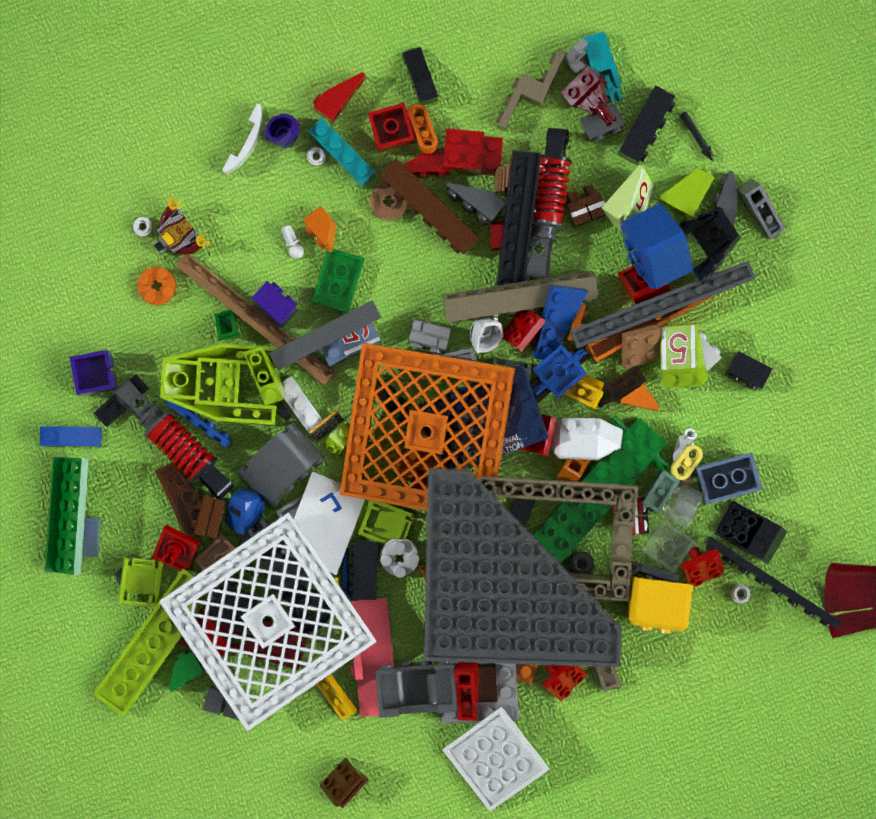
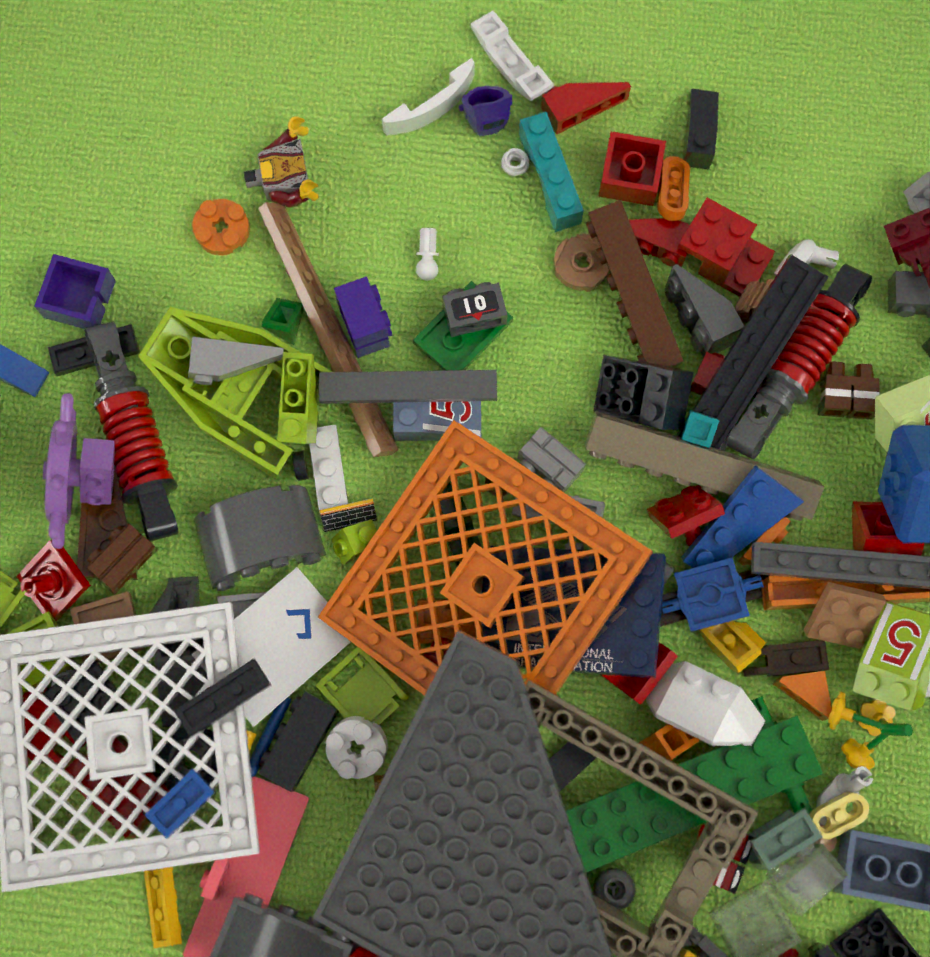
camera: 30 degrees right, 10 degrees down
(142, 220) = (240, 138): white plate -> none
(154, 485) = (63, 471): none -> medium lavender piece
(206, 425) = (186, 436): blue wing -> none
(209, 376) = (222, 359): none -> light grey slope
(244, 510) = (174, 572): blue helmet -> none
(280, 88) = (508, 58): none -> white slope
(313, 567) = (222, 698): none -> black tile
(320, 636) = (180, 803): none -> blue plate
(323, 228) = (477, 251): orange slope -> none
(339, 266) = (474, 309): none -> dark grey brick
(464, 269) = (643, 392): none -> black slope
(486, 334) = (631, 494): white helmet -> none
(508, 276) = (699, 429): none -> teal plate
(519, 134) = (809, 252): none -> white arm
(530, 89) = (841, 208): dark tan bracket -> none
(684, 396) = (875, 718): none -> yellow plant

